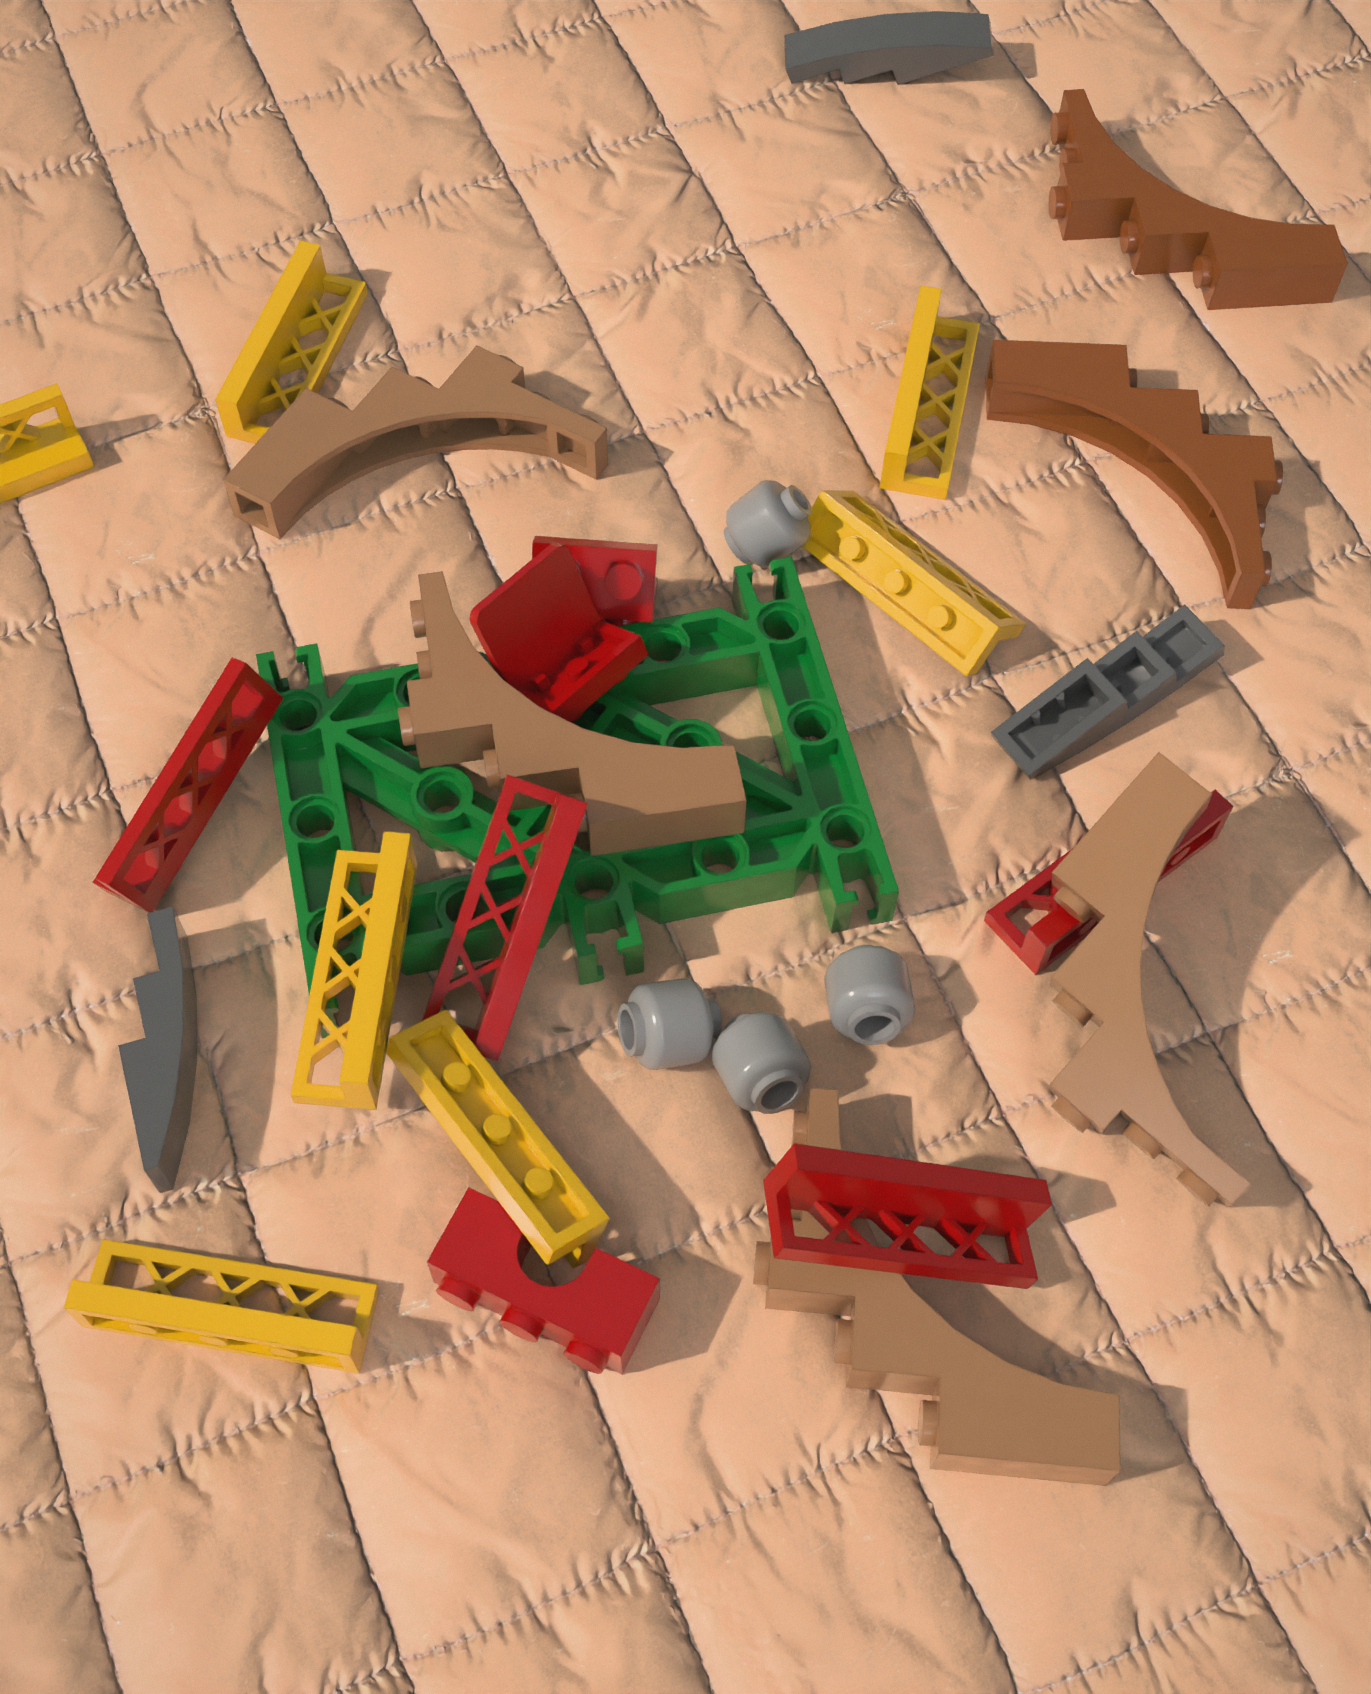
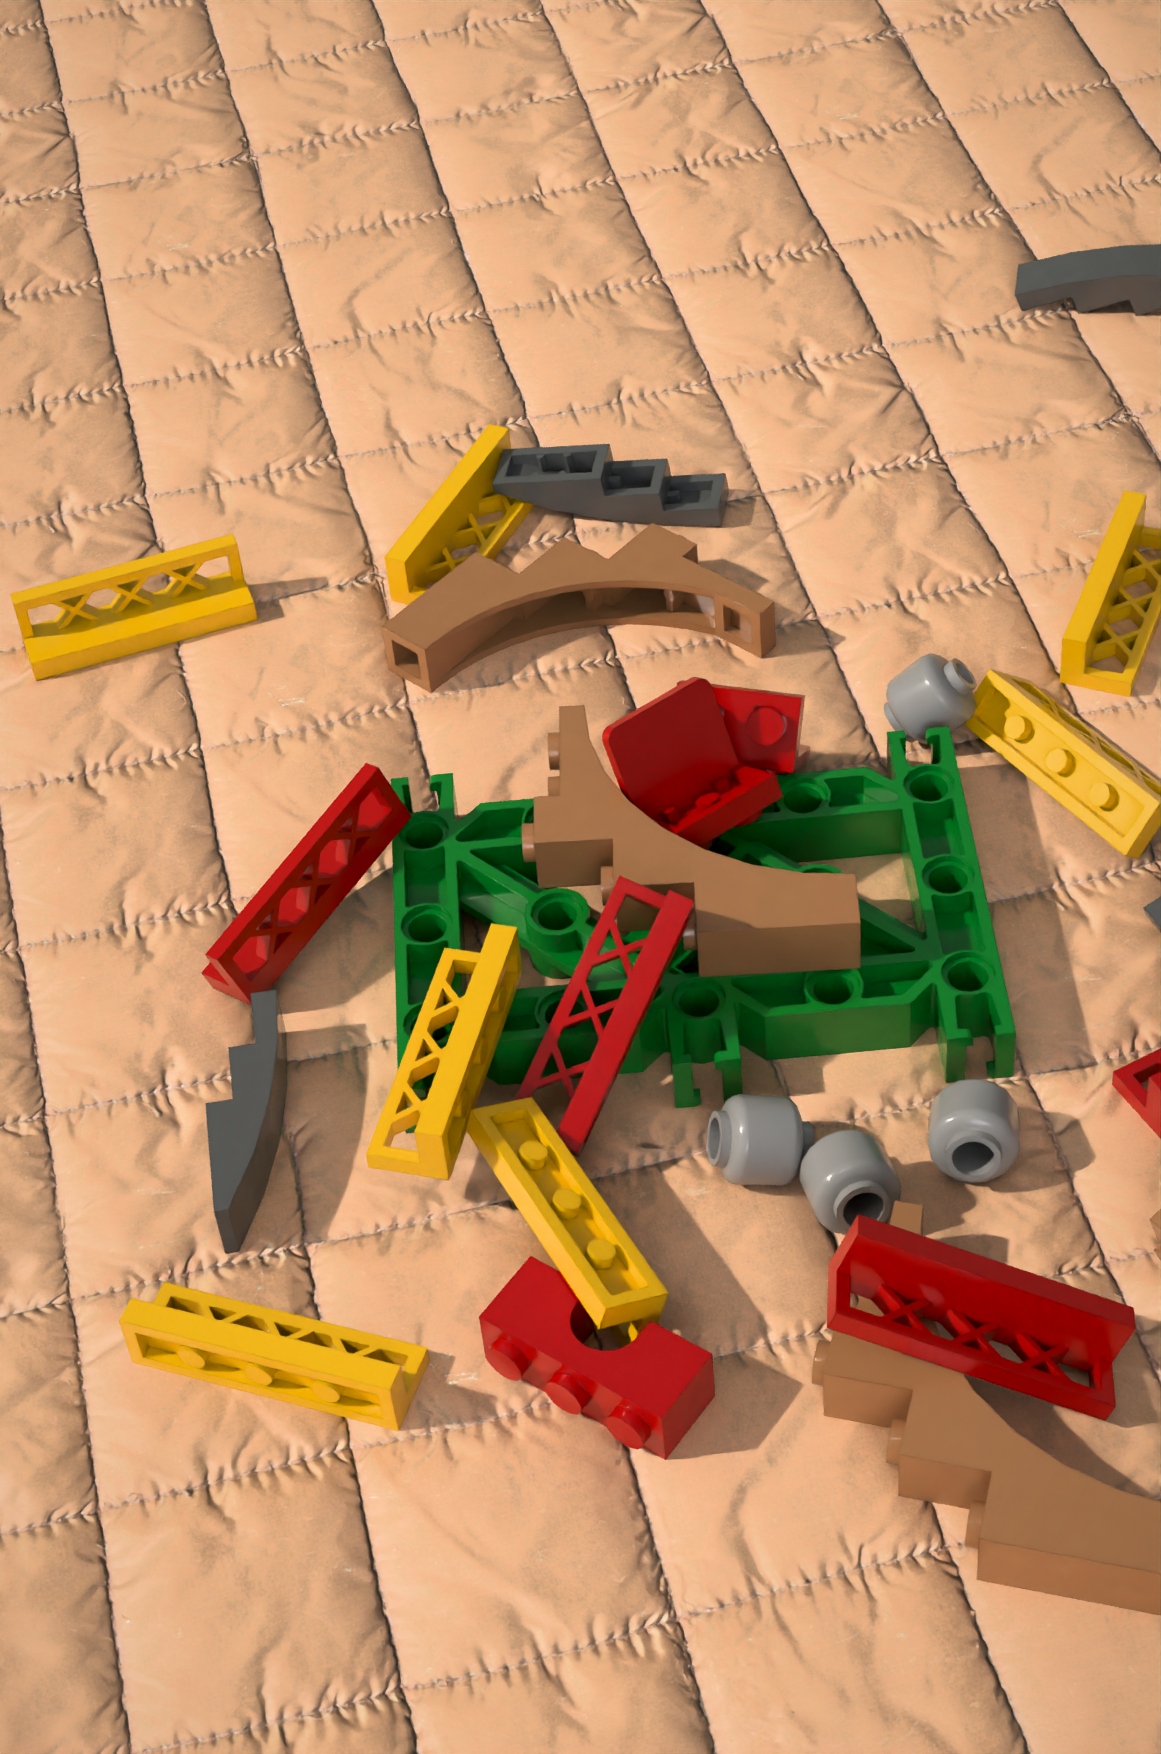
camera: 15 degrees right, 15 degrees down
(410, 300) = (593, 485): none -> dark grey slope

